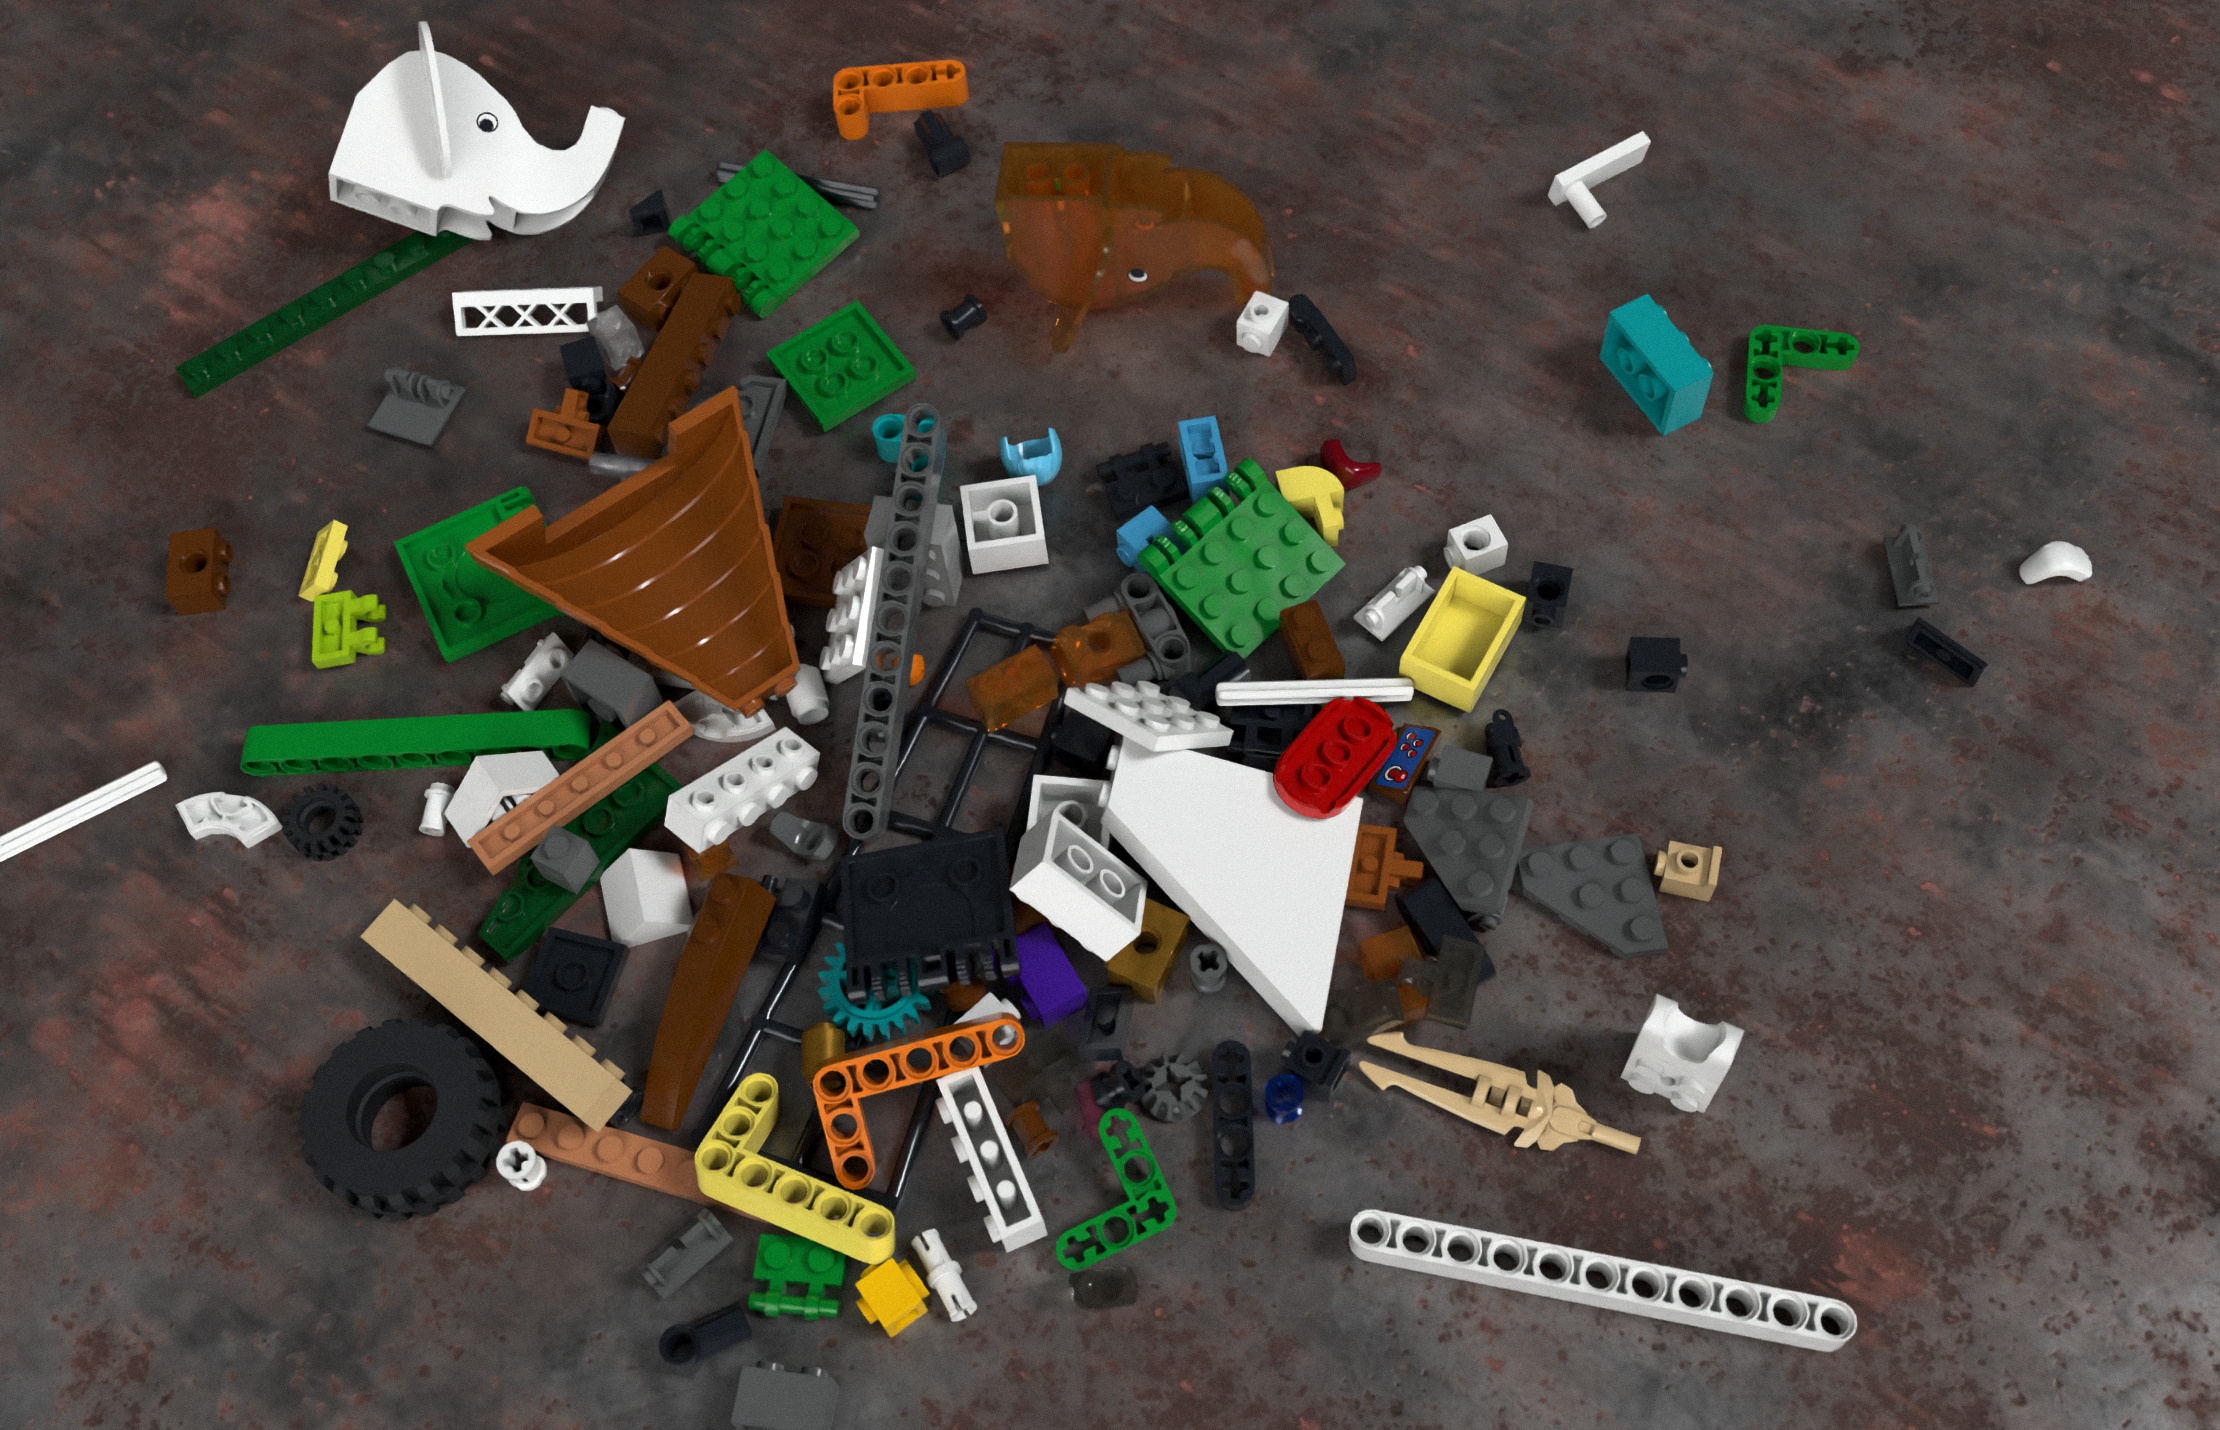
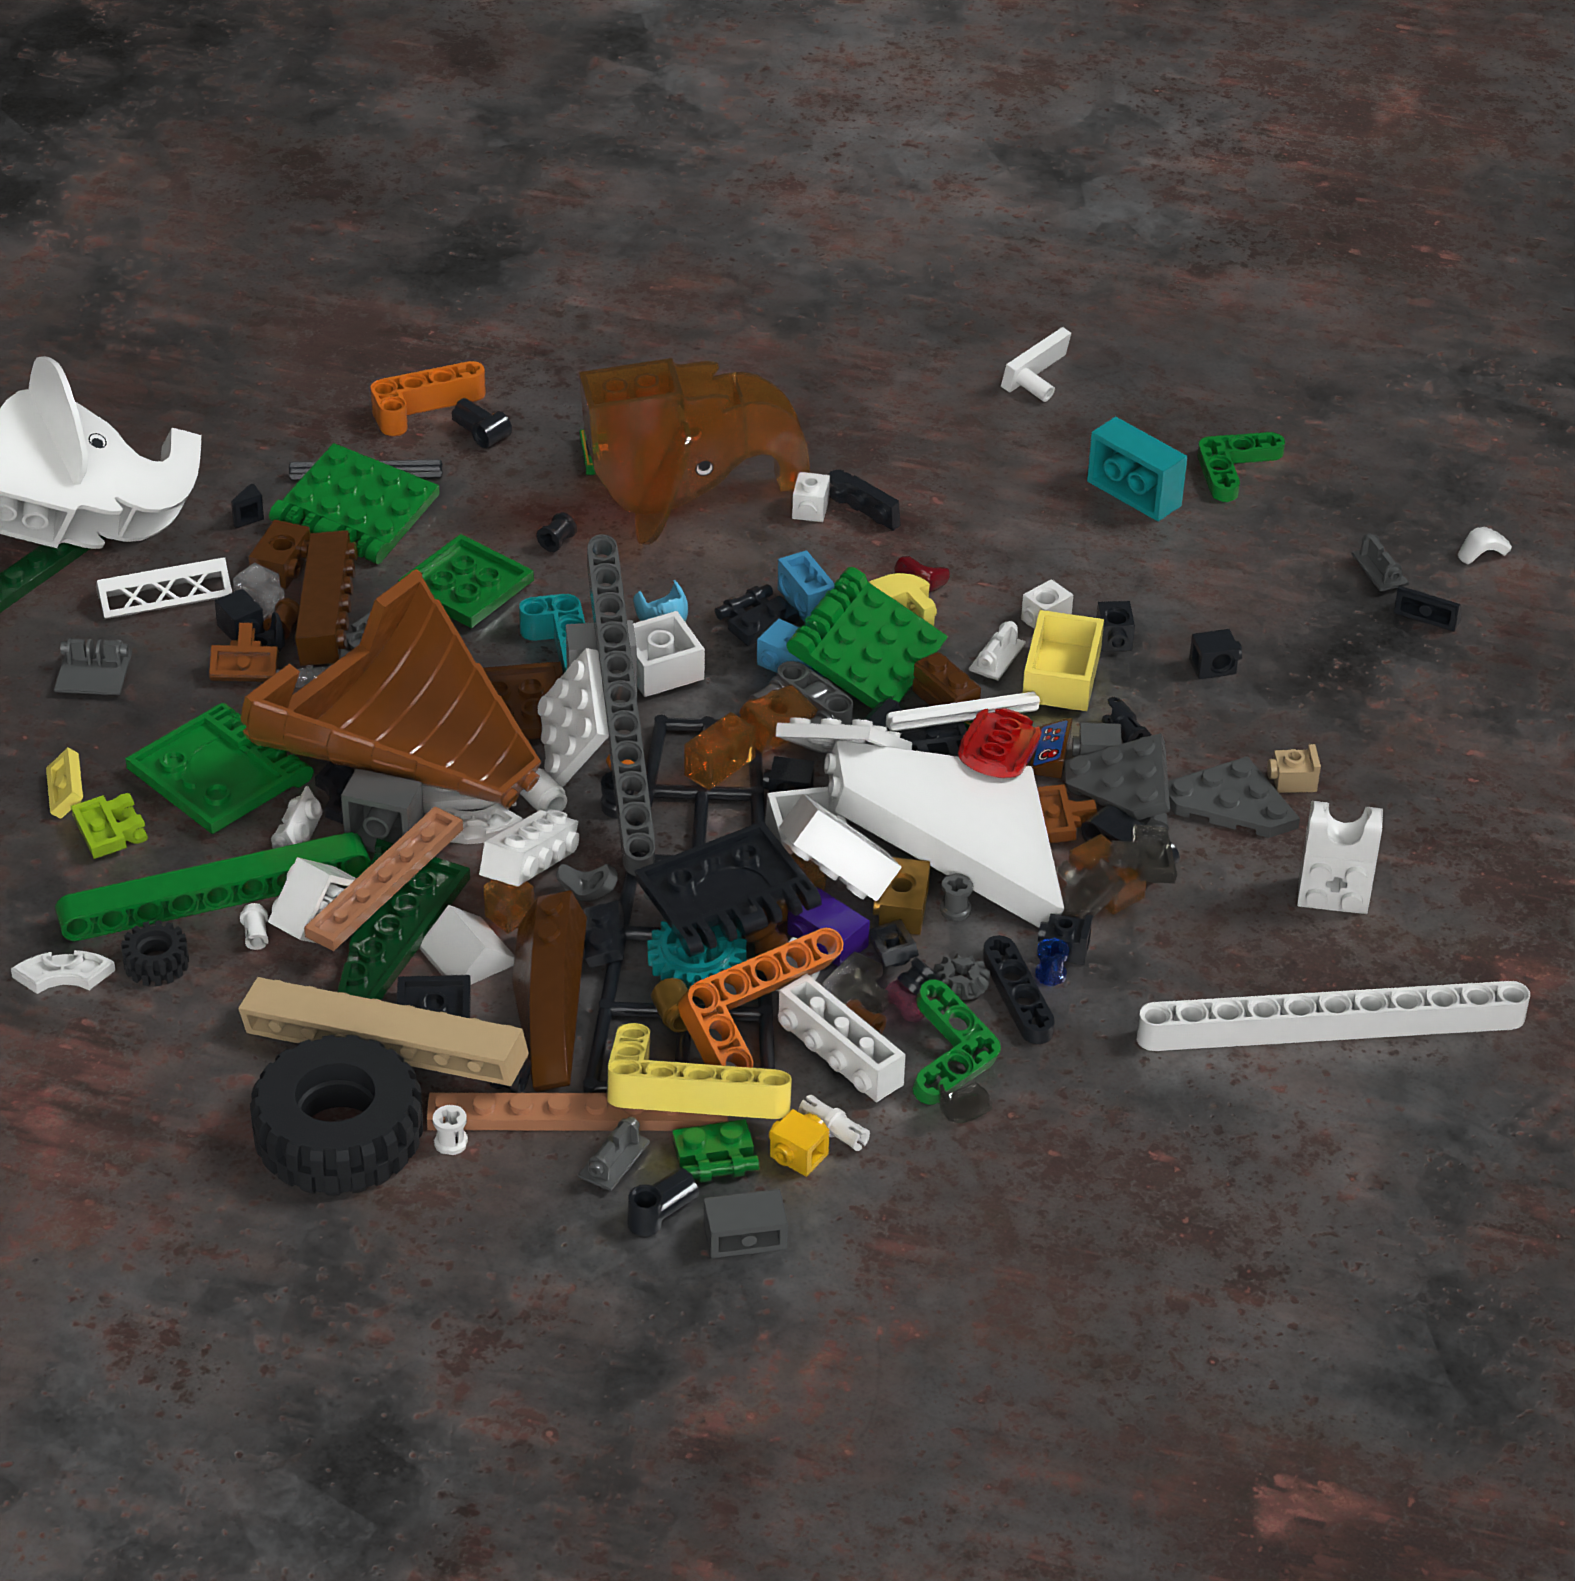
camera: 25 degrees left, 20 degrees down
(565, 859) = (397, 922): dark grey brick -> none
(1545, 1113) = (1251, 930): tan sword -> none

